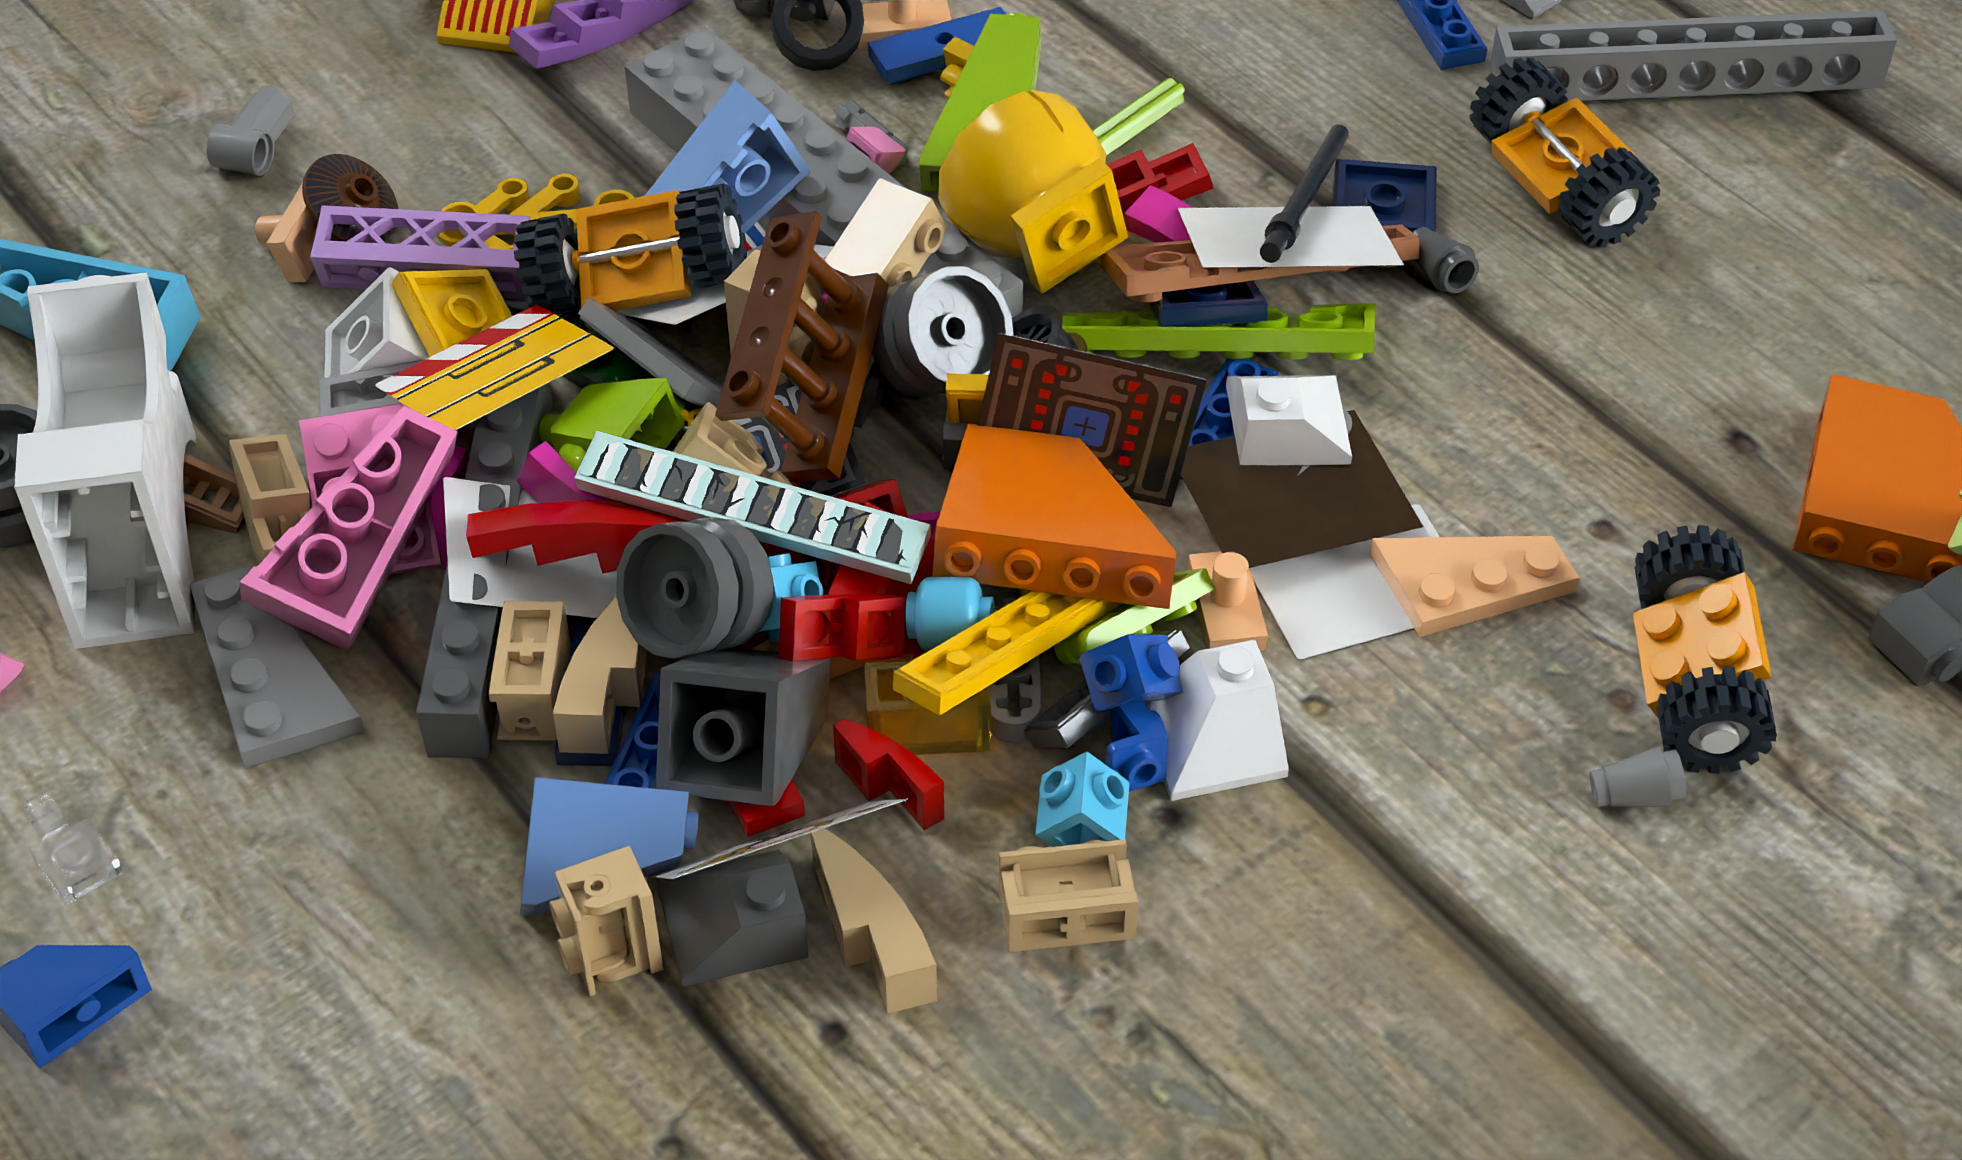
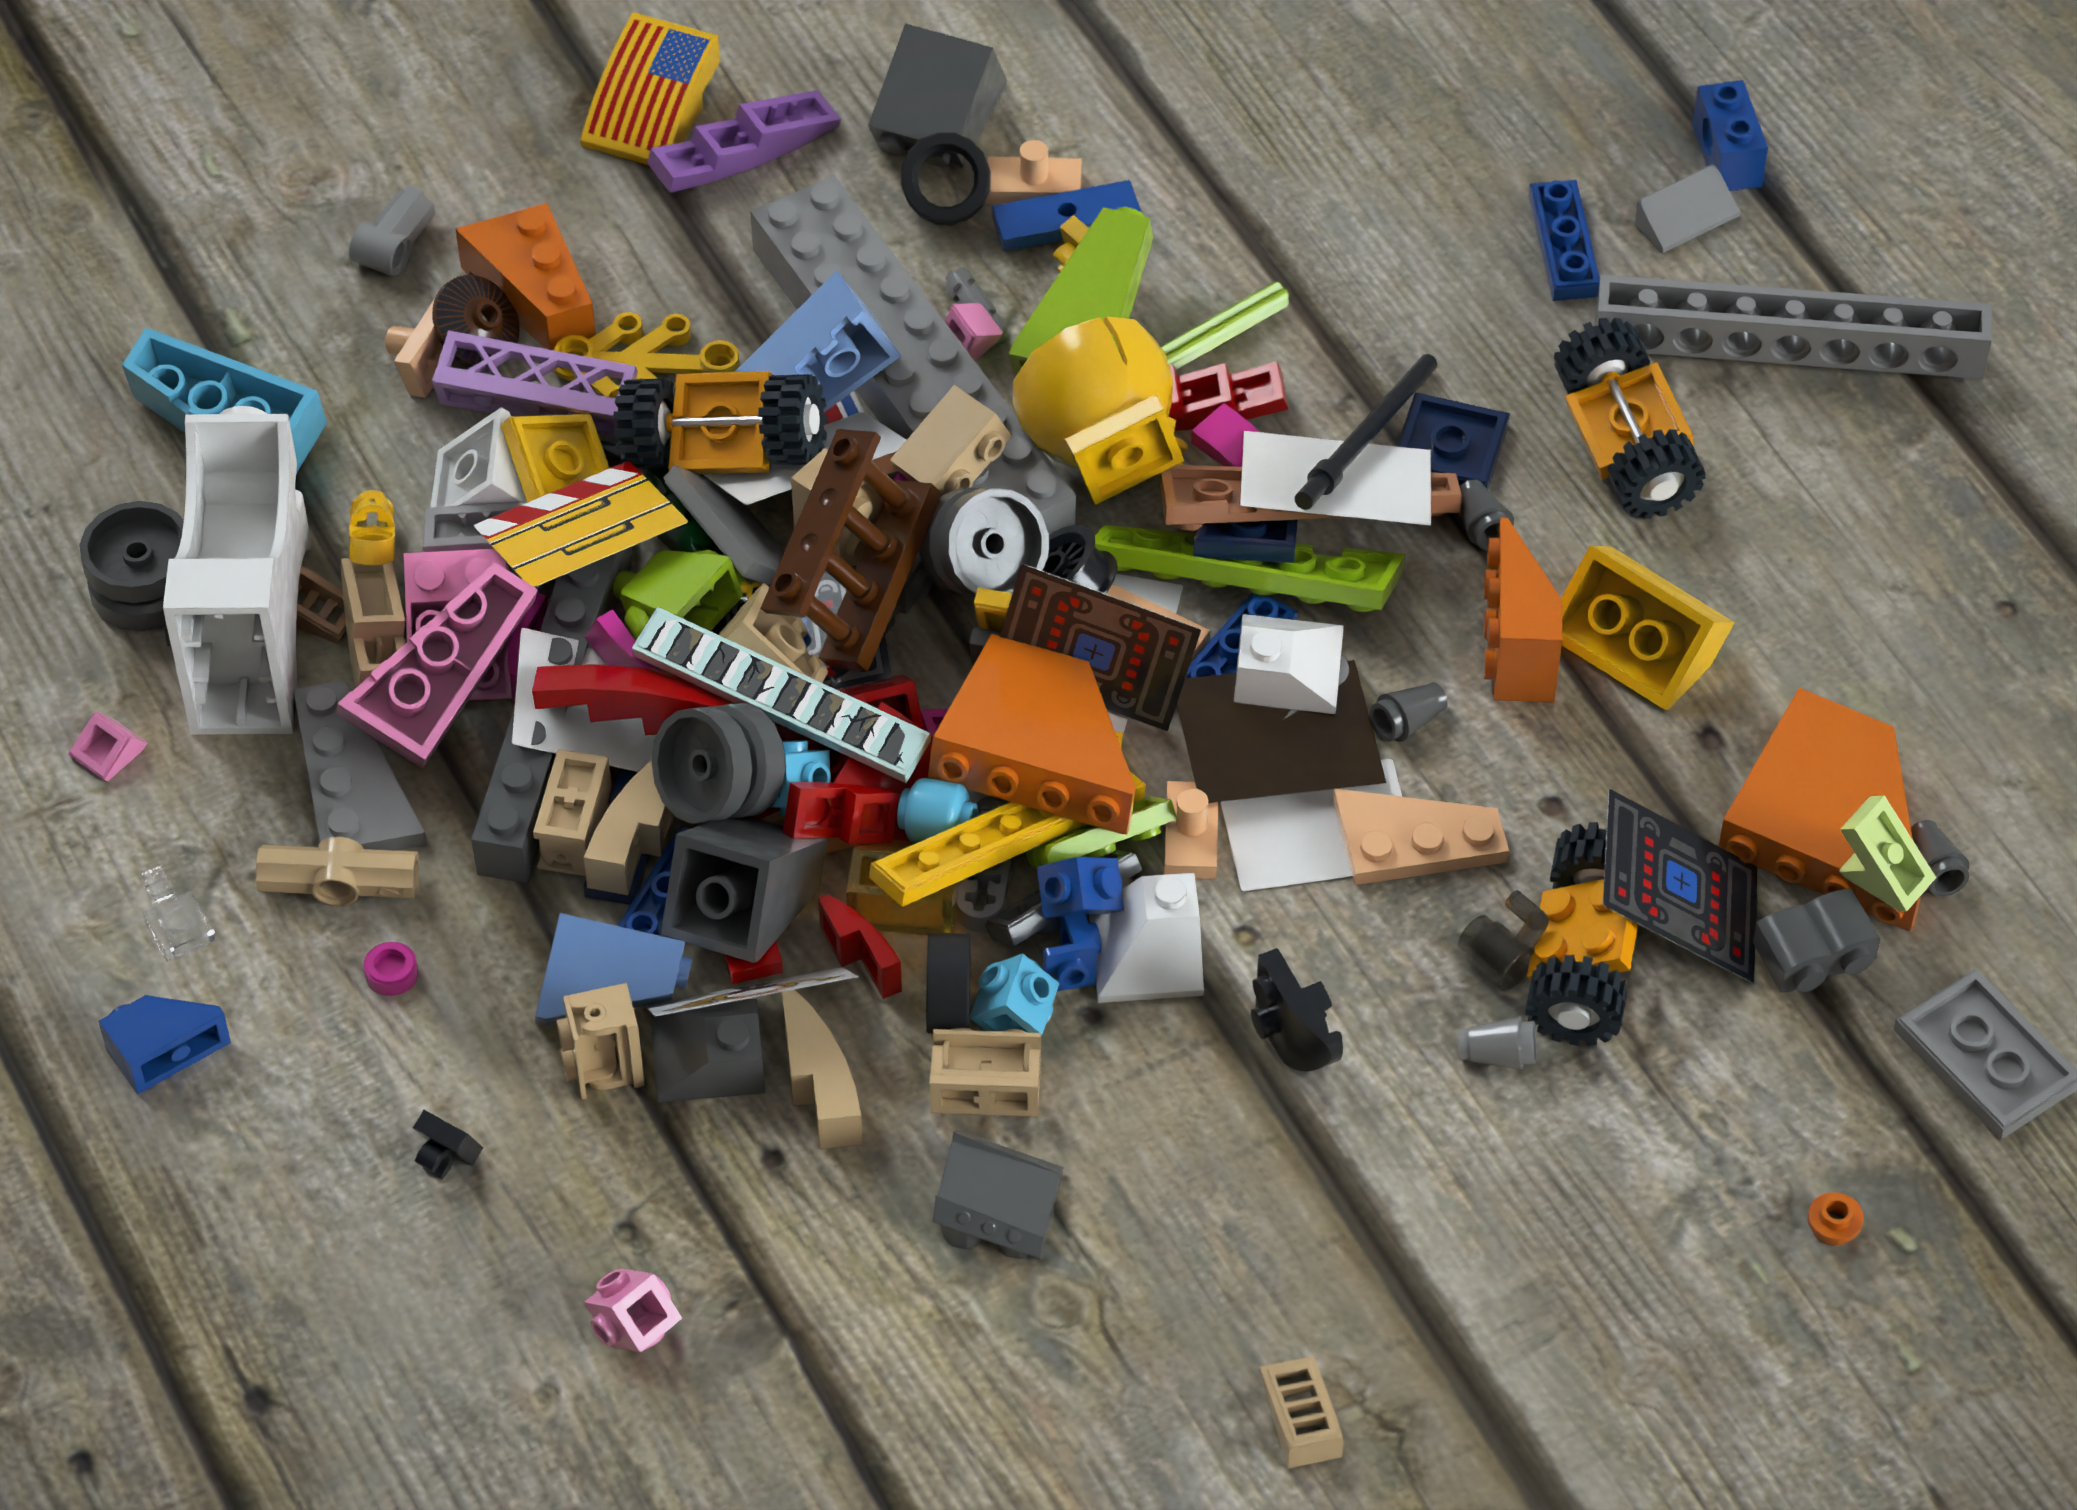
camera: 10 degrees right, 5 degrees up
(261, 421) = (372, 542): none -> yellow connector
(261, 773) = (337, 871): none -> tan piece
(338, 875) = (390, 968): none -> dark pink tile
(405, 144) = (534, 269): none -> orange wedge
(429, 1074) = (443, 1144): none -> black tile
(1003, 796) = (948, 981): none -> black tyre
(1115, 1041) = (996, 1197): none -> dark grey slope
(1410, 781) = (1293, 1016): none -> black slope
(1423, 452) = (1407, 710): none -> dark grey cone
(1523, 345) = (1523, 623): none -> orange slope
(1606, 681) = (1497, 949): none -> clear smoke piece
(1636, 341) = (1639, 626): none -> yellow slope
(1787, 584) = (1680, 886): none -> black sticker

